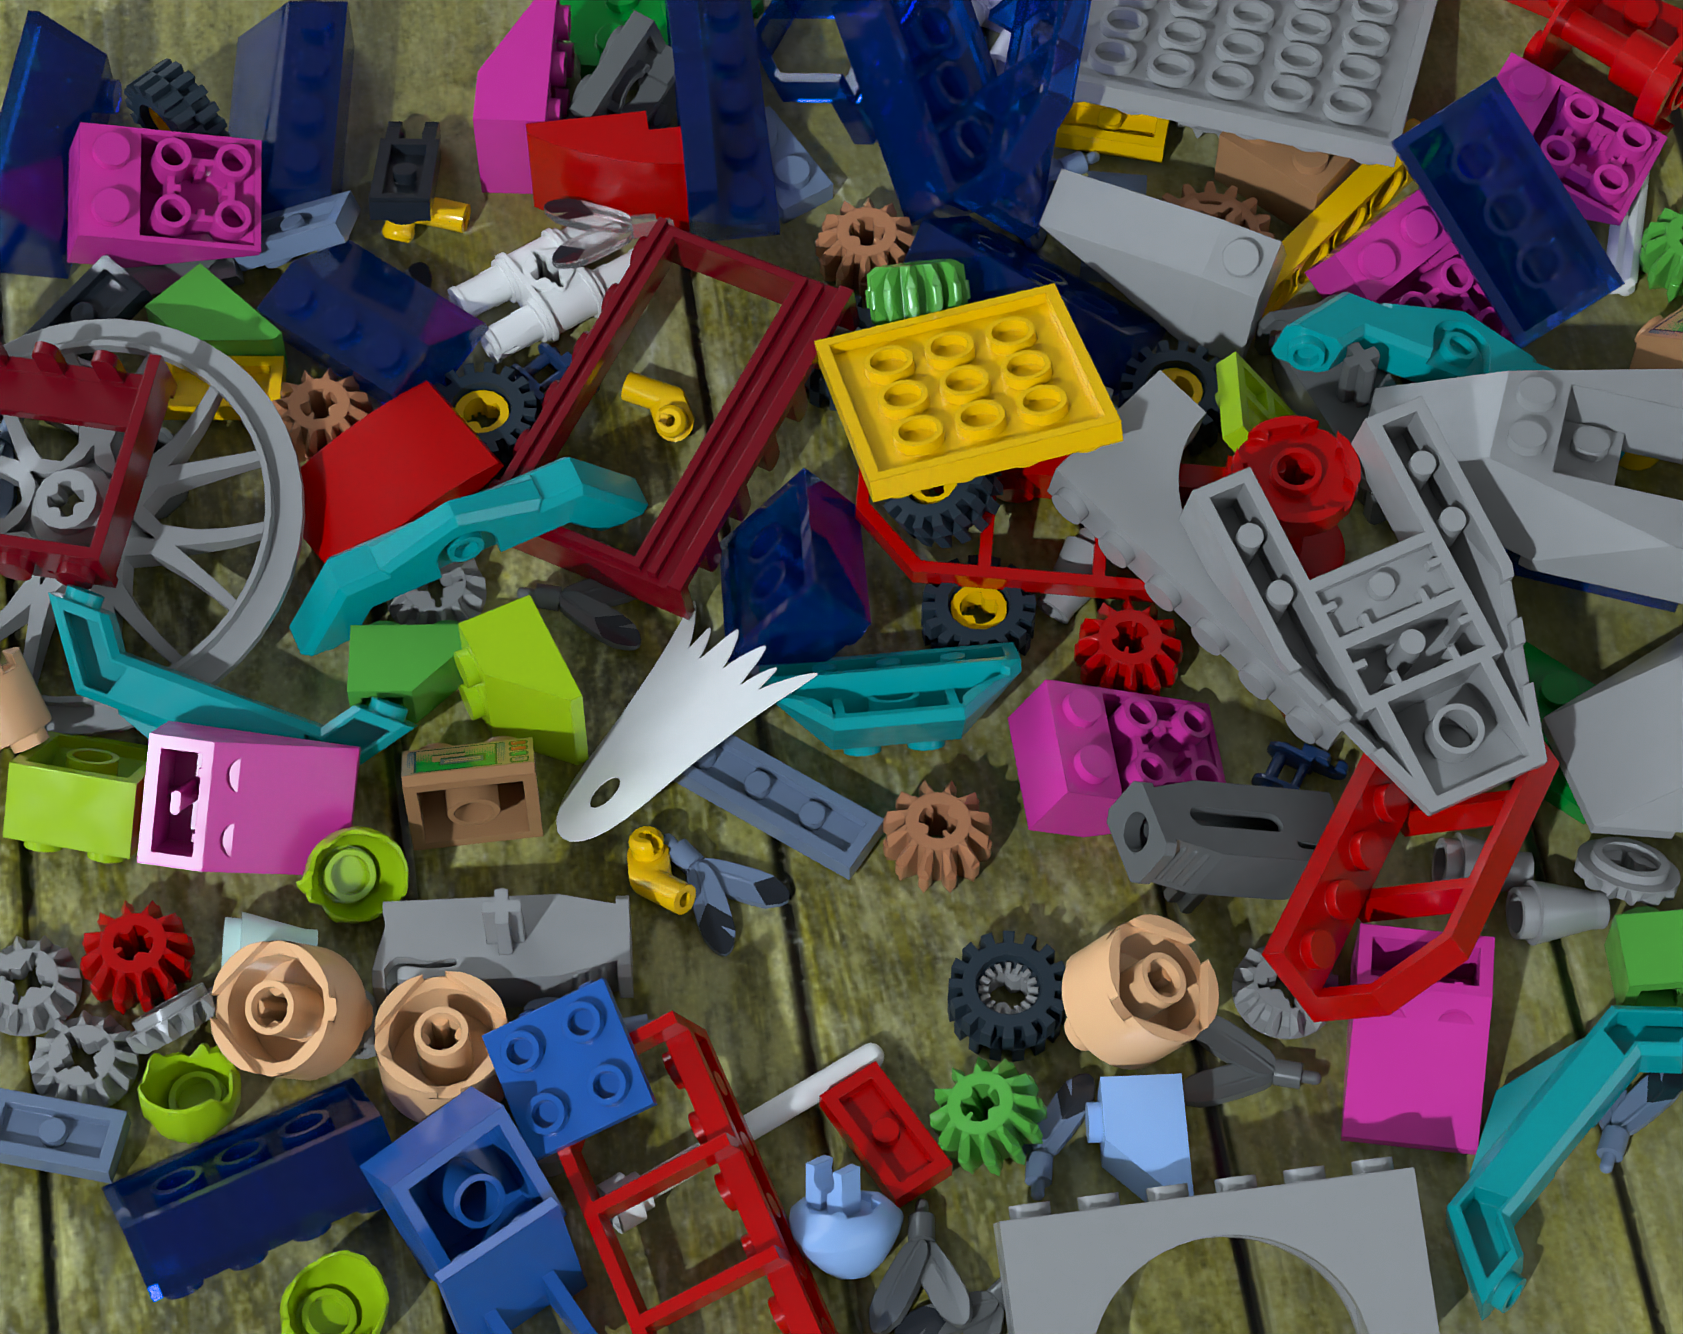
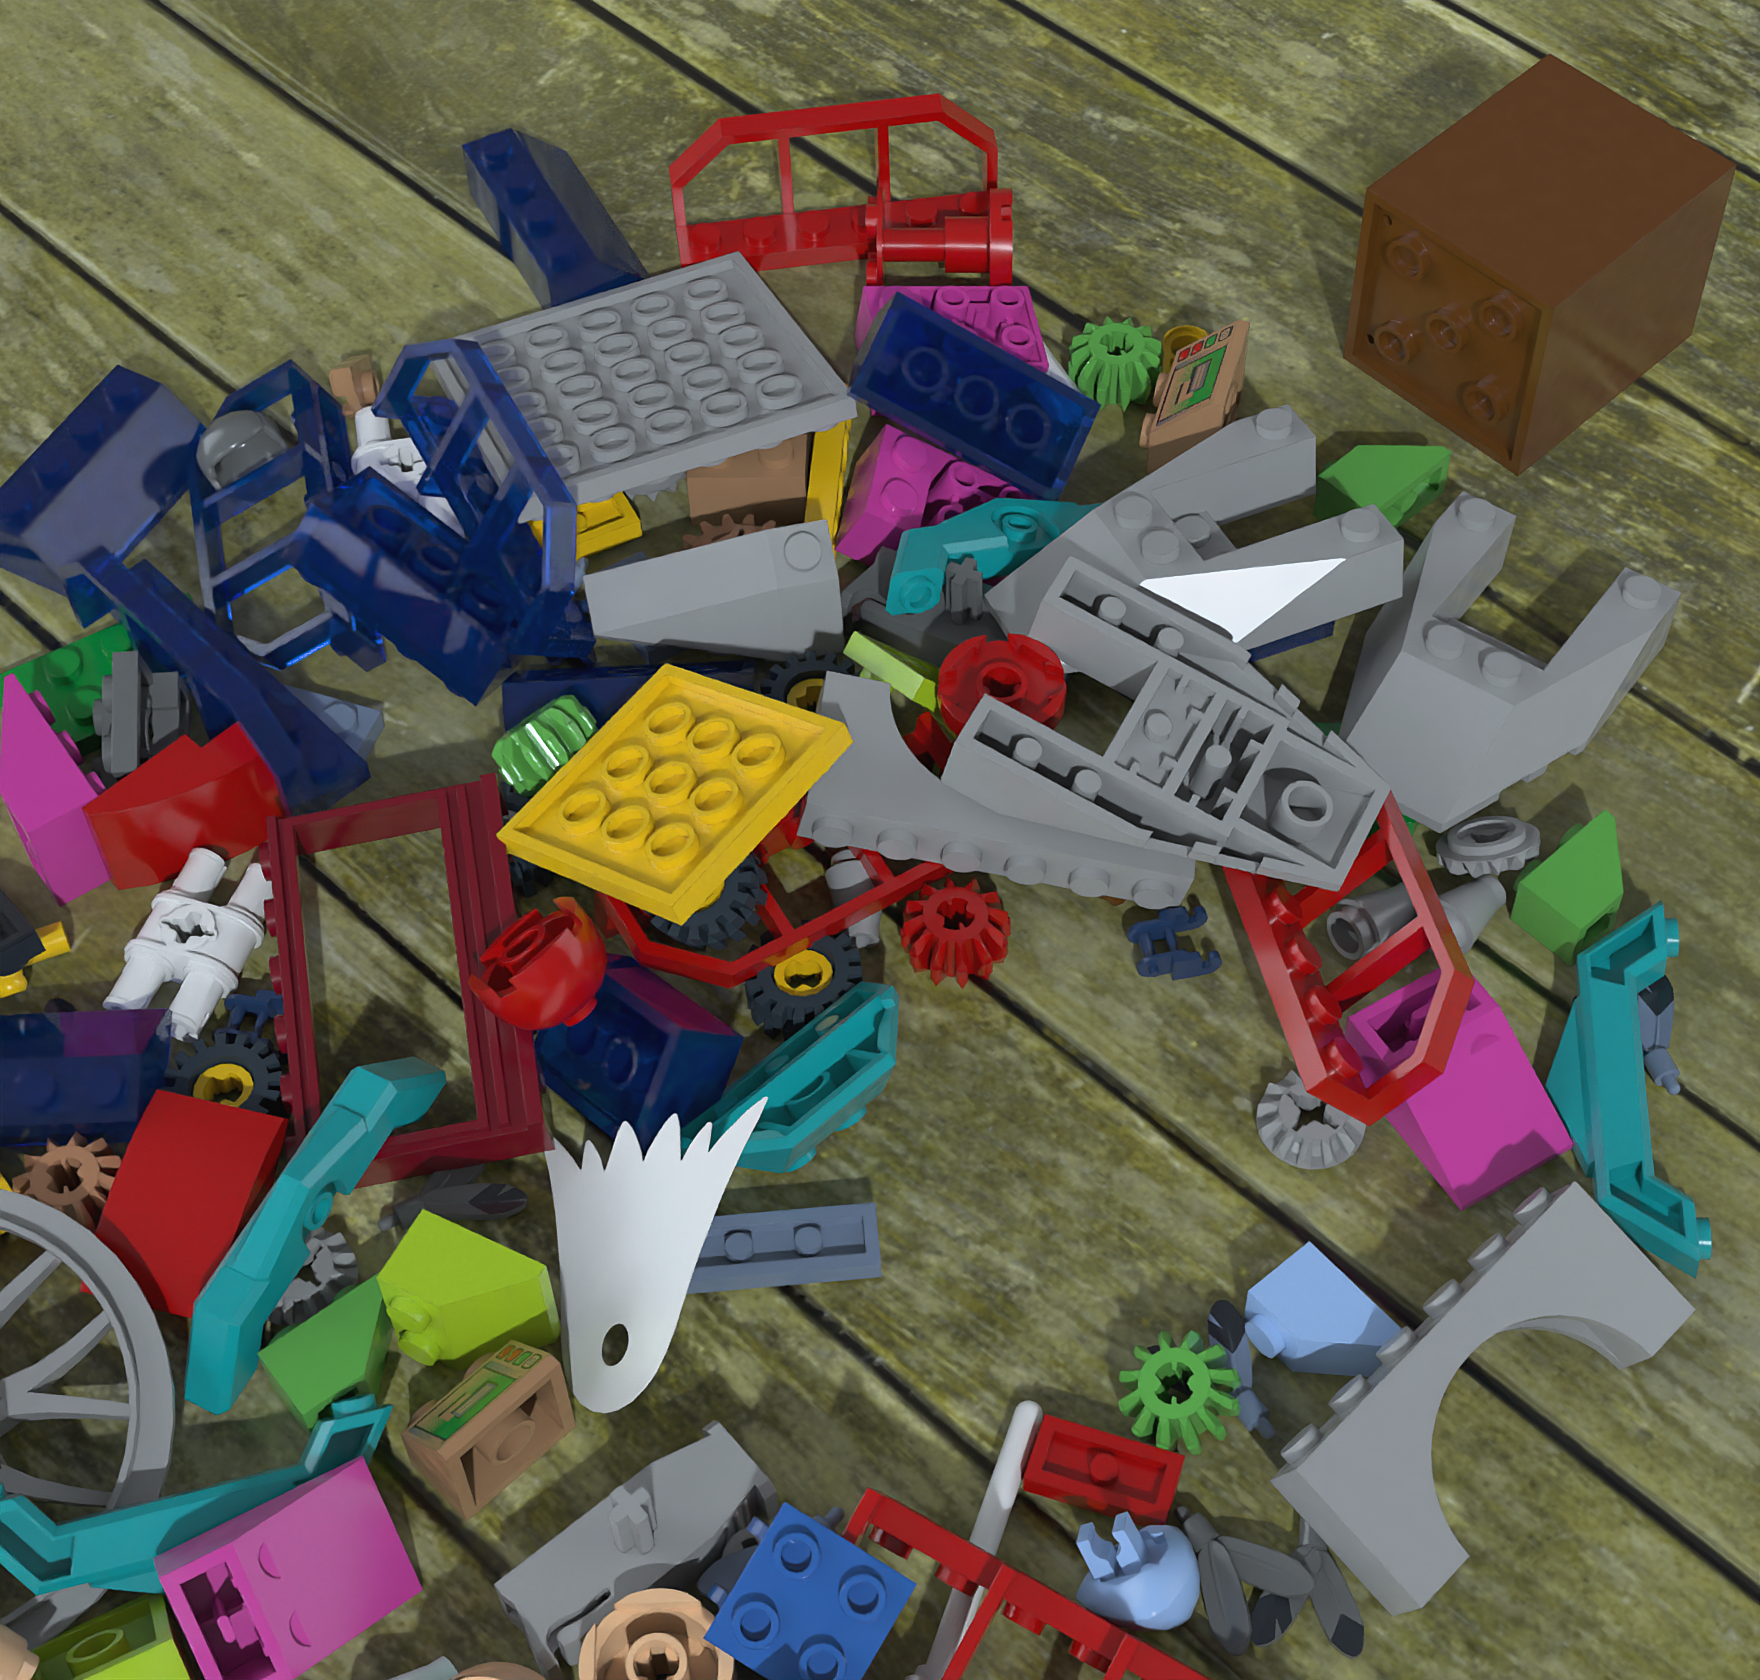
camera: 35 degrees left, 5 degrees down
(354, 874) = (443, 1577): lime hair -> none
(605, 228) = (215, 863): clear piece -> none
(652, 874) = (706, 1389): yellow arm -> none
(666, 403) = (380, 979): yellow arm -> none
(721, 880) = (767, 1360): sand blue piece -> none
(758, 471) = (544, 969): none -> red cylinder
(861, 241) = (452, 742): nougat gear -> none
(937, 859) = (929, 1187): nougat gear -> none
(1018, 969) = (1088, 1253): black bush -> none
(1089, 743) = (1018, 1027): dark pink slope -> none
(1138, 993) = (1218, 1199): light nougat brick -> none
(1217, 838) = (1182, 1024): dark grey piece -> none
(1249, 1071) = (1337, 1199): dark grey piece -> none

